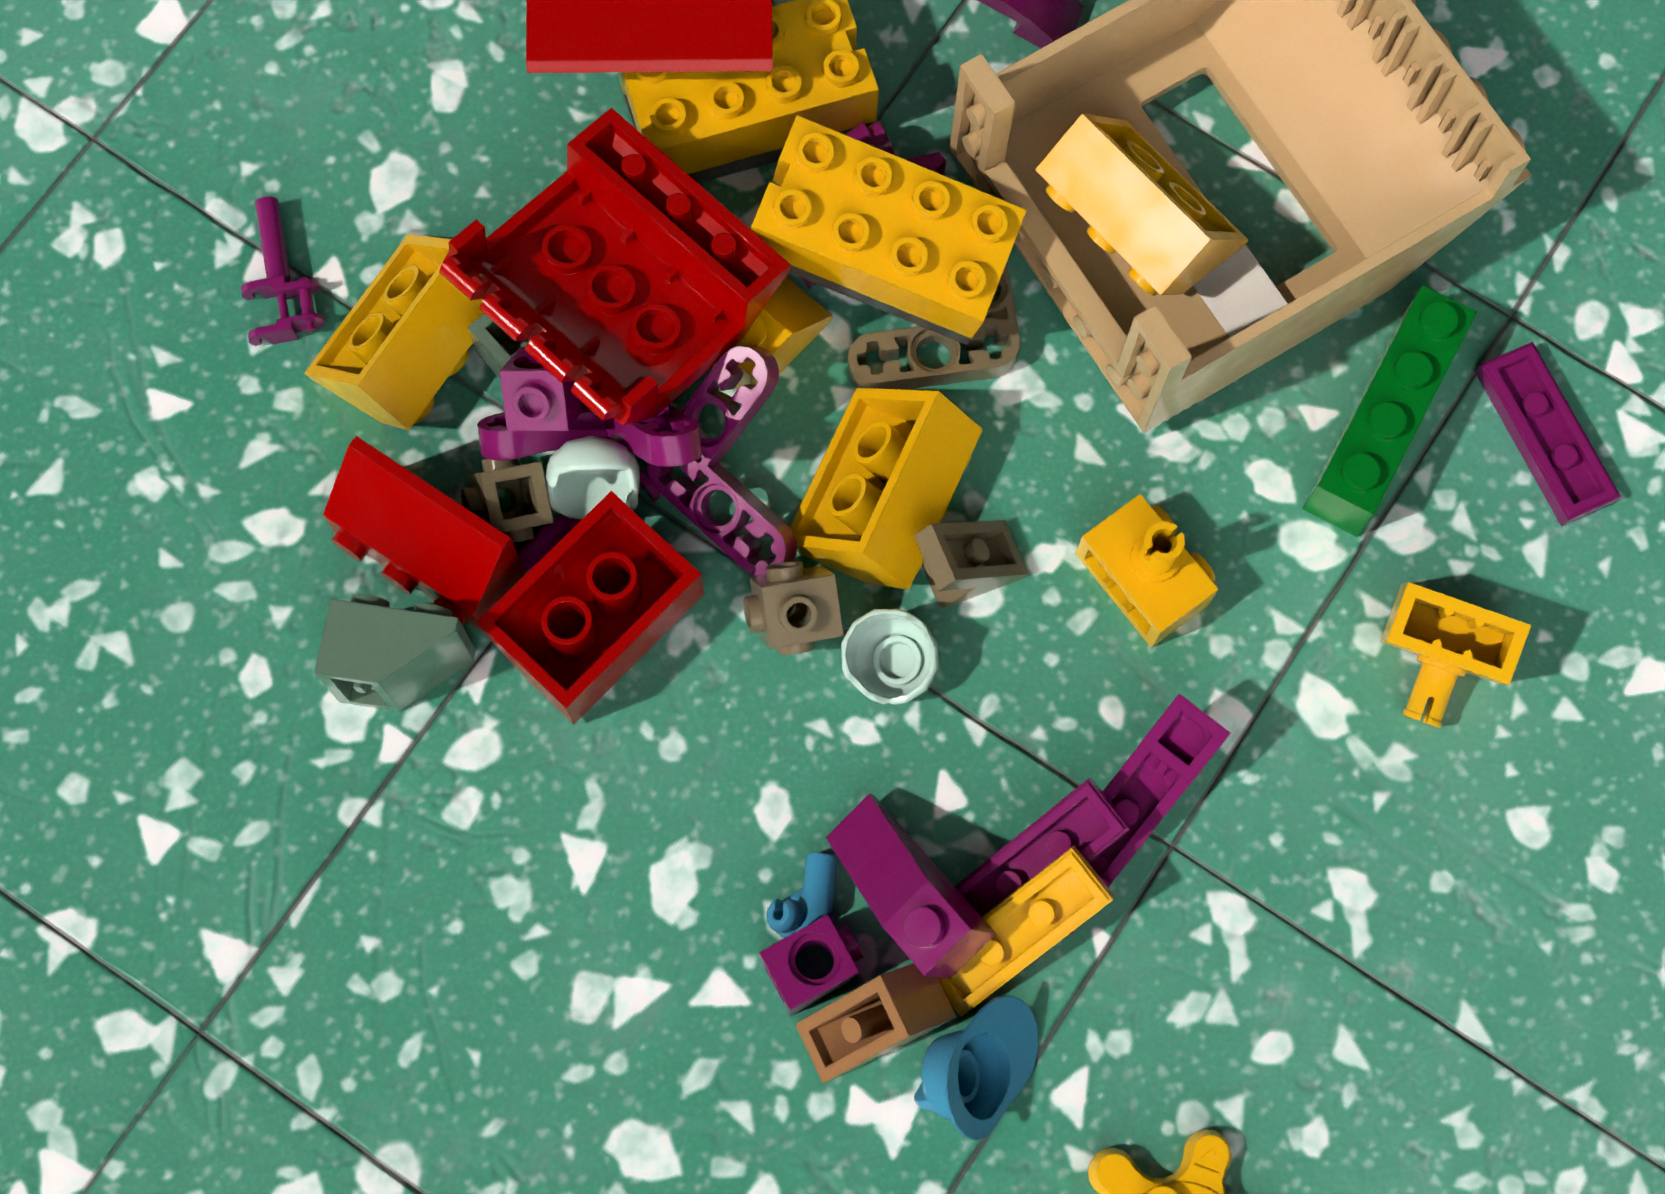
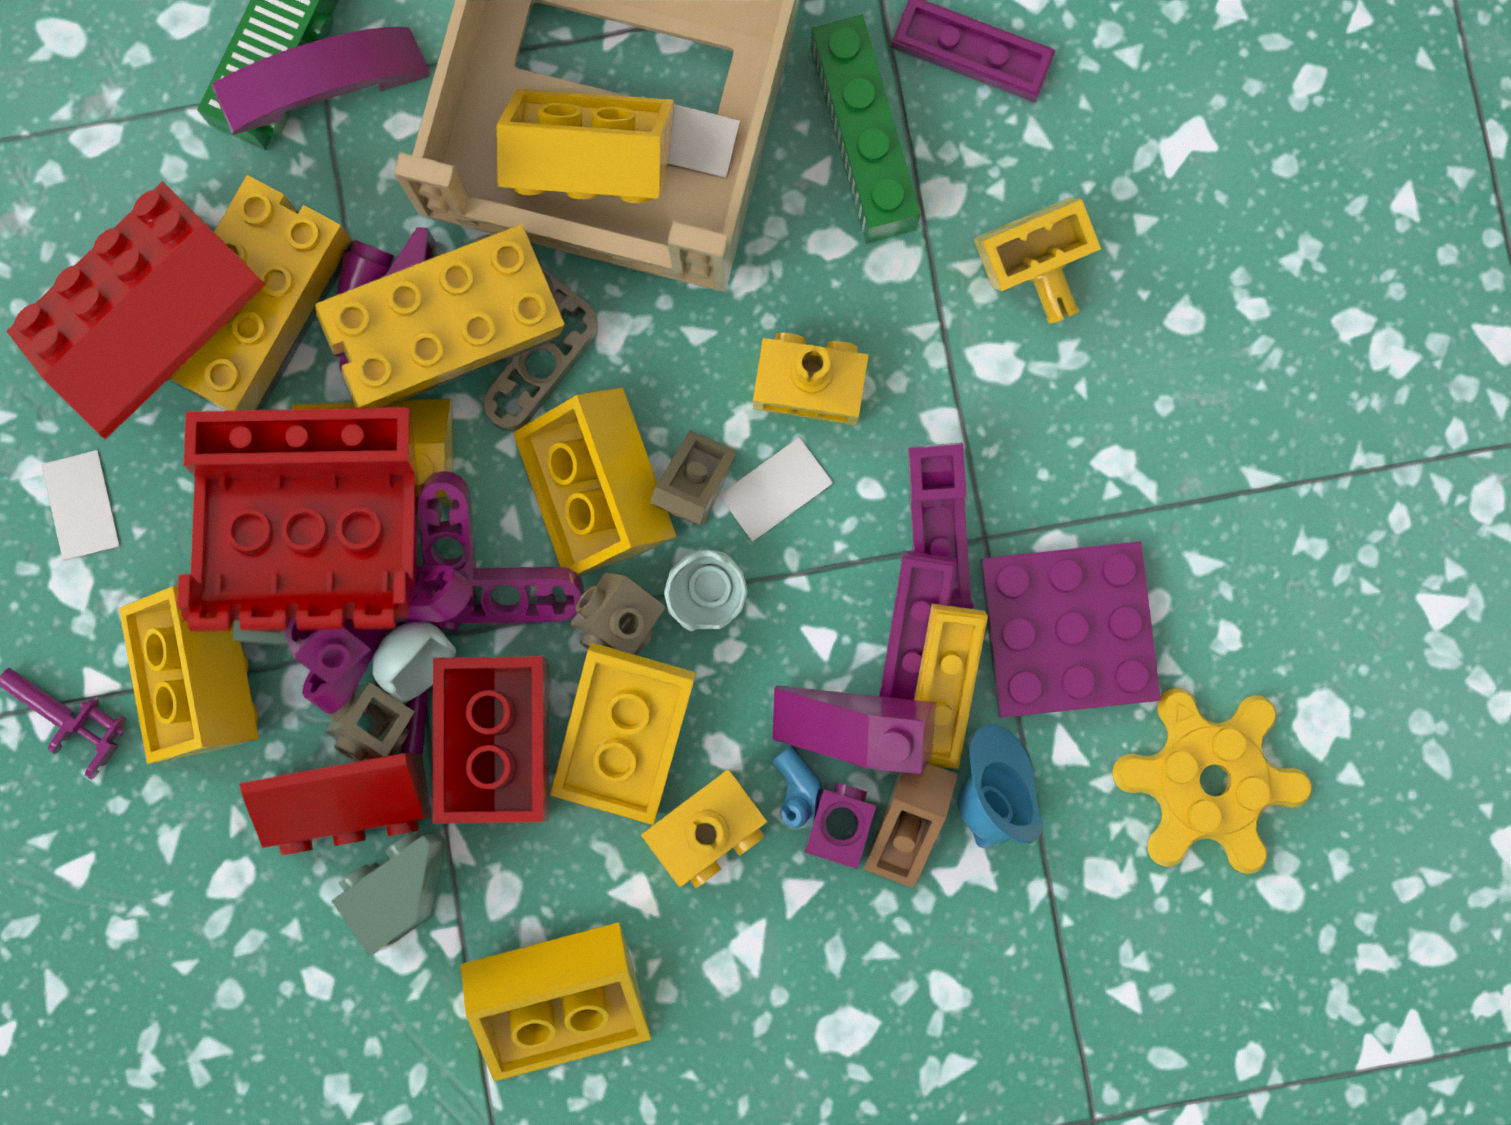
camera: 40 degrees left, 10 degrees up
(425, 876) = (554, 1002): none -> yellow slope
(459, 131) = (80, 505): none -> white sticker
(694, 855) = (705, 829): none -> yellow brick
(704, 705) = (622, 733): none -> yellow plate
(1031, 636) = (775, 489): none -> white sticker
(1175, 993) = (1070, 629): none -> magenta plate

